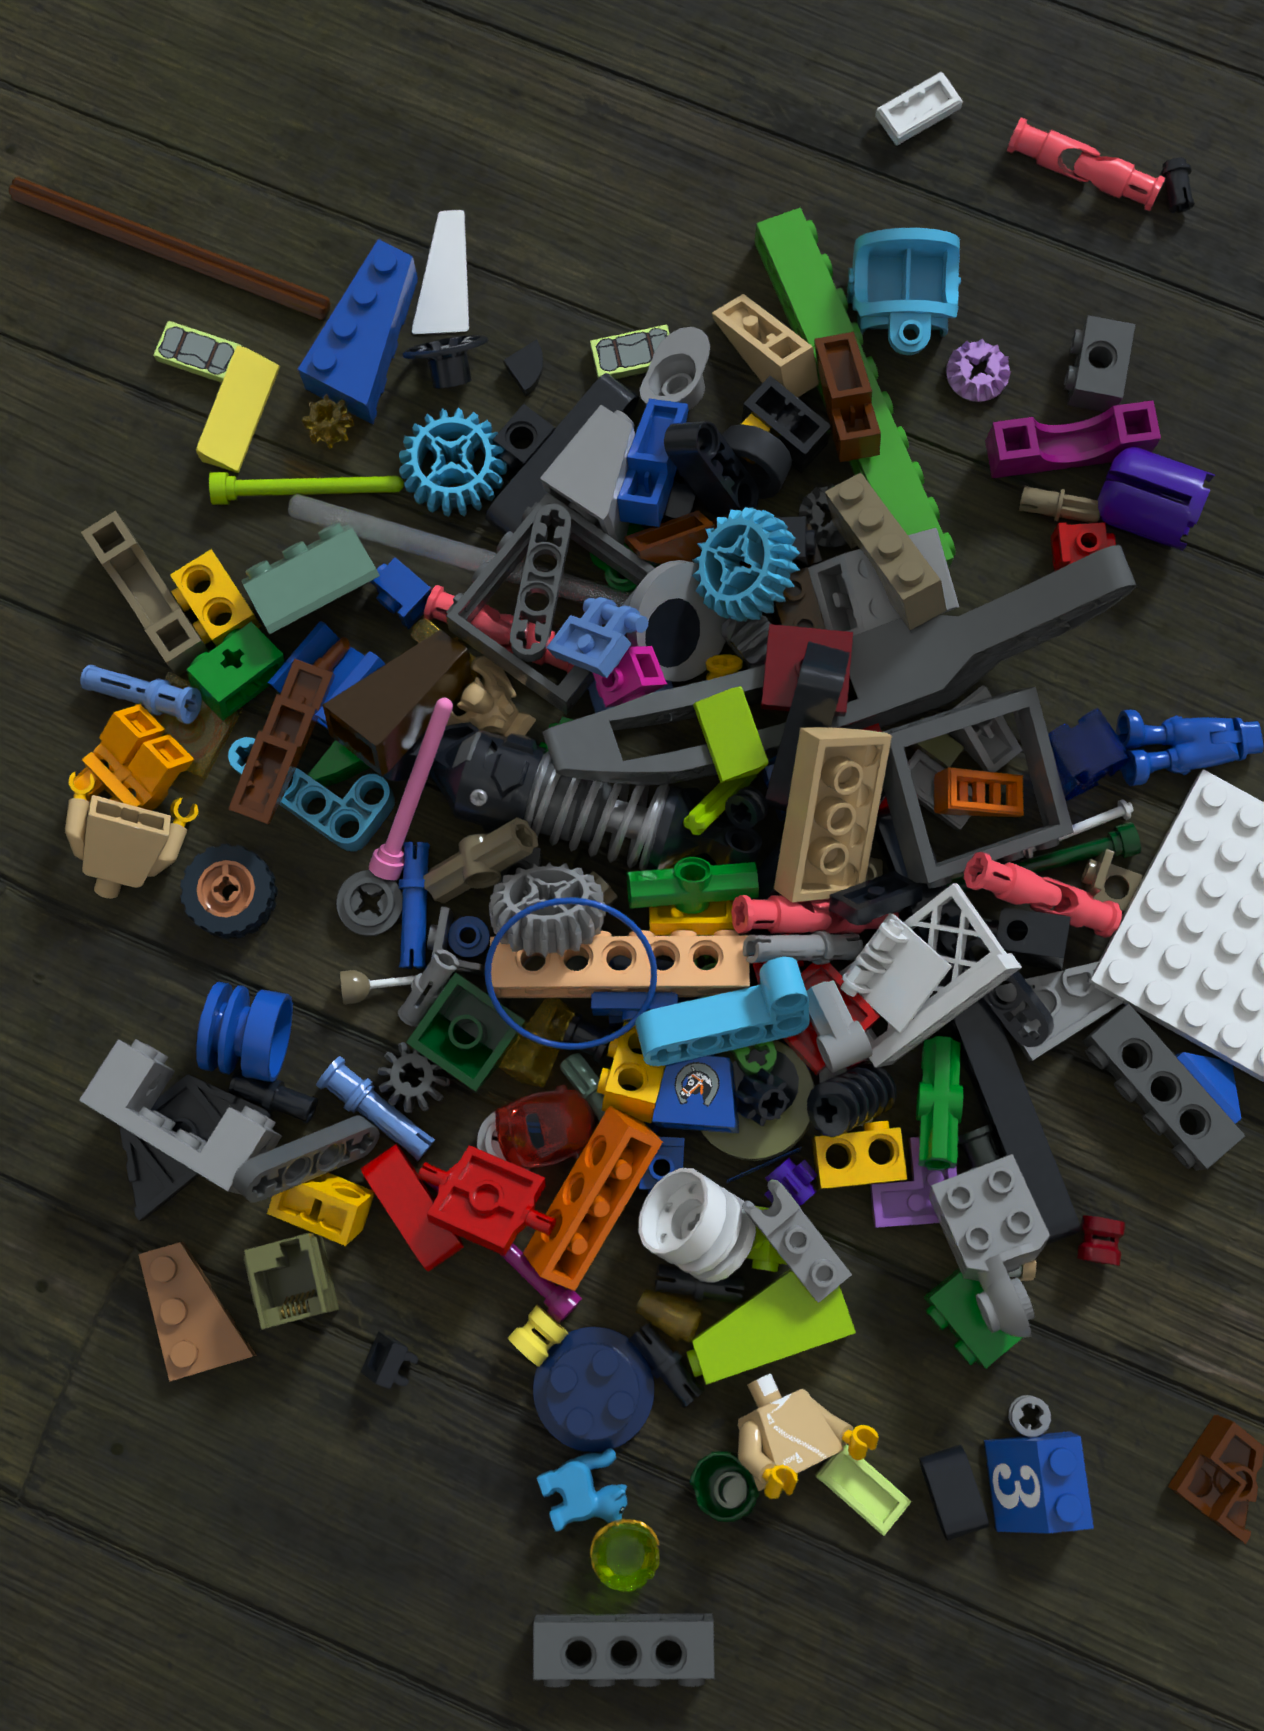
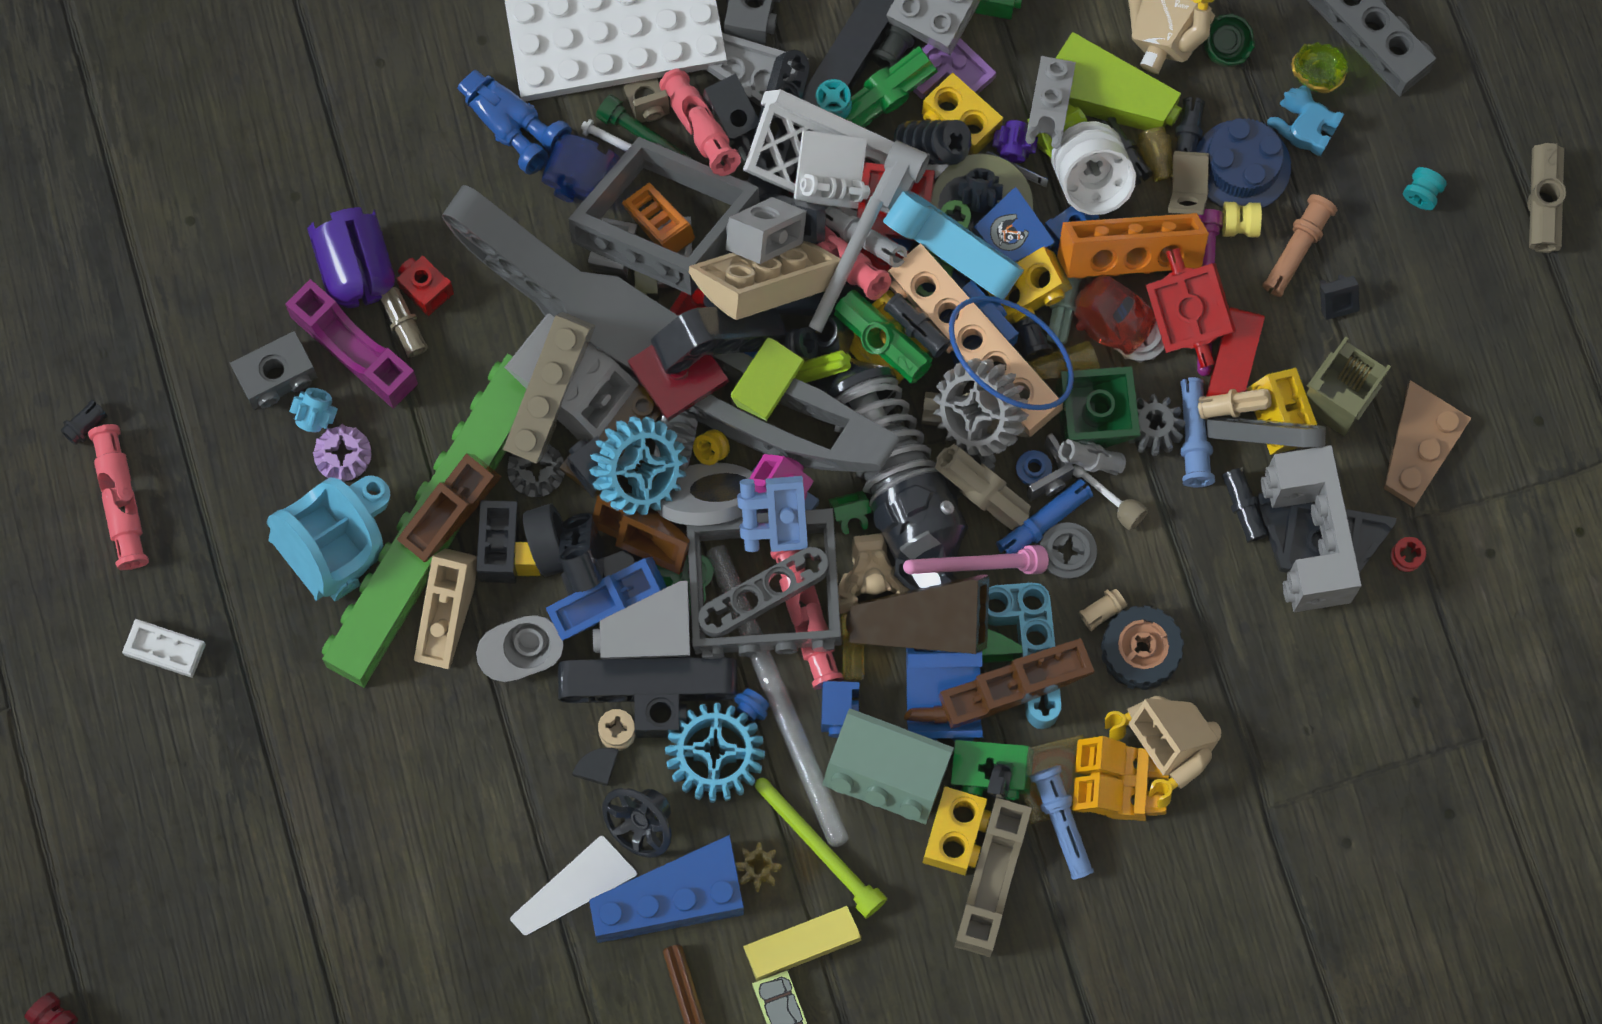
camera: 135 degrees left, 5 degrees down
(90, 1205) = (1399, 561): none -> red bush
(208, 650) = (1000, 780): none -> black tile
(236, 1030) = (1220, 541): blue wheel -> none
(292, 888) = (1103, 609): none -> tan pin
(329, 1685) = (1546, 217): none -> dark tan piece
(363, 1159) = (1234, 403): none -> tan axle
(419, 1546) = (1424, 188): none -> teal wheel
(467, 523) = (752, 704): none -> blue plate
(475, 1389) = (1306, 231): none -> nougat pin
(547, 409) = (616, 736): none -> tan wheel
(614, 1316) = (1190, 182): none -> dark tan bracket
(628, 352) = (527, 703): tile -> none
(675, 917) = (917, 325): none -> black pin
(785, 899) = (846, 264): none -> light grey bar
(878, 851) = (765, 230): none -> light grey brick
(974, 1034) = (834, 92): none -> teal wheel
(1036, 368) = (313, 410): none -> medium azure gear

